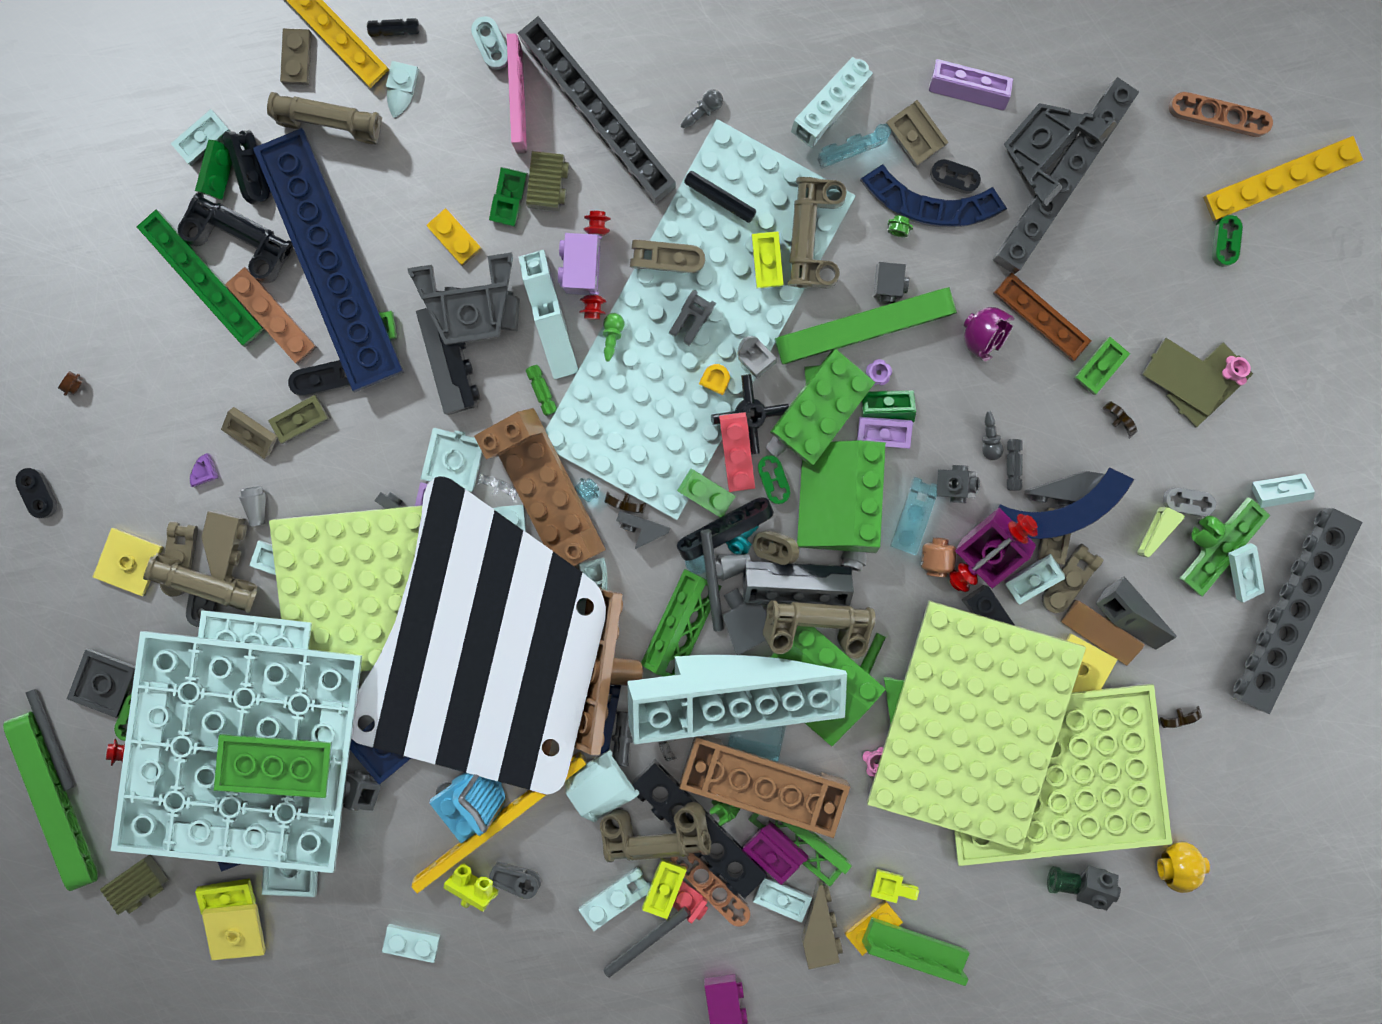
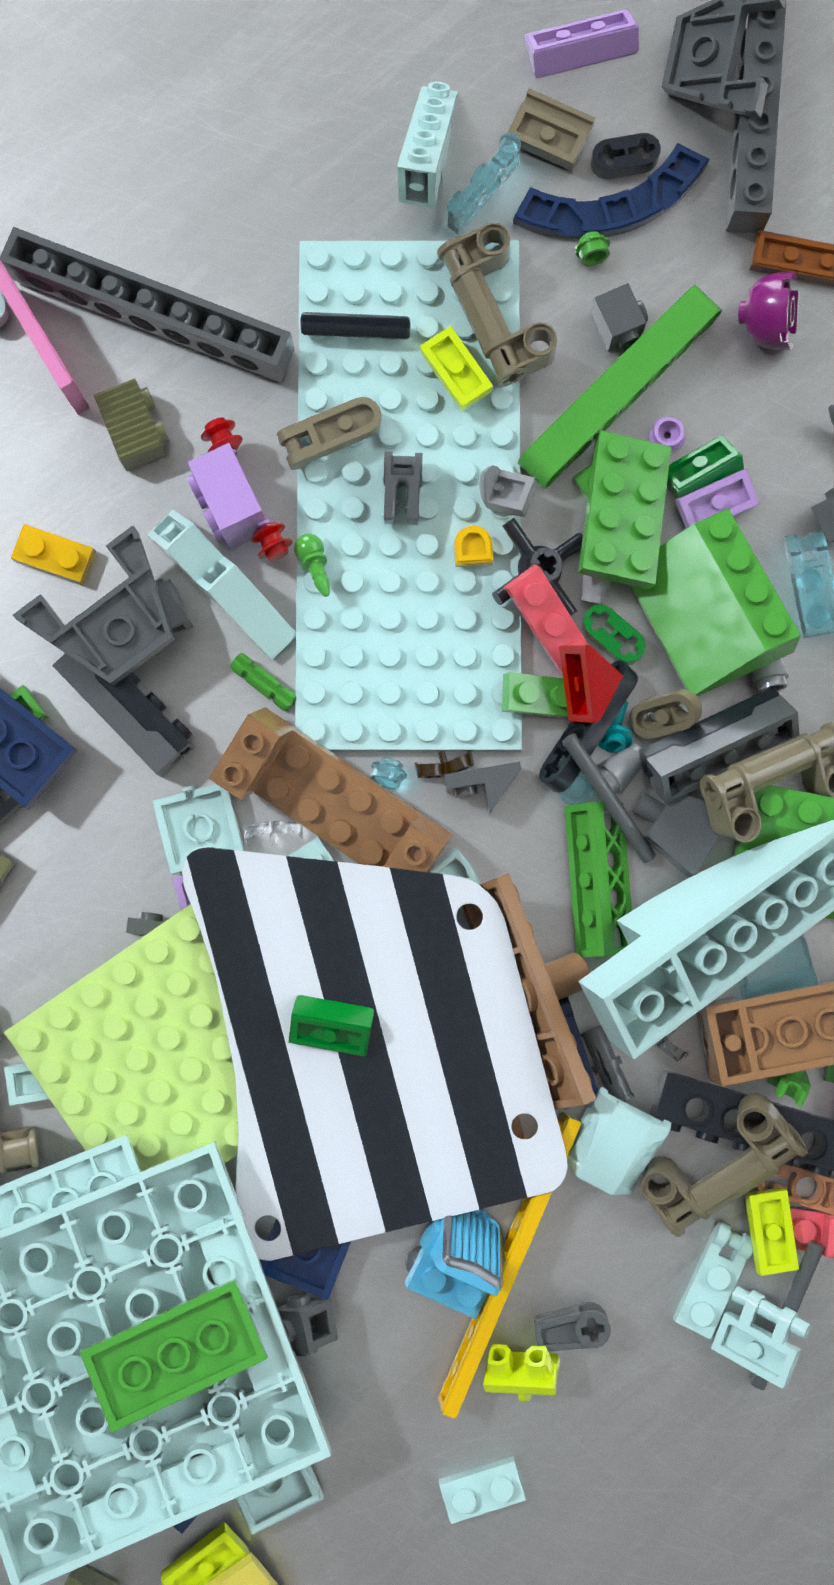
camera: 25 degrees left, 5 degrees down
(467, 625) = (331, 1025): none -> green slope
(508, 196) = (94, 469): green slope -> none
(616, 949) = (755, 1347): none -> light aqua plate
(711, 101) = (281, 224): dark grey bar -> none
(737, 503) = (587, 682): none -> red slope

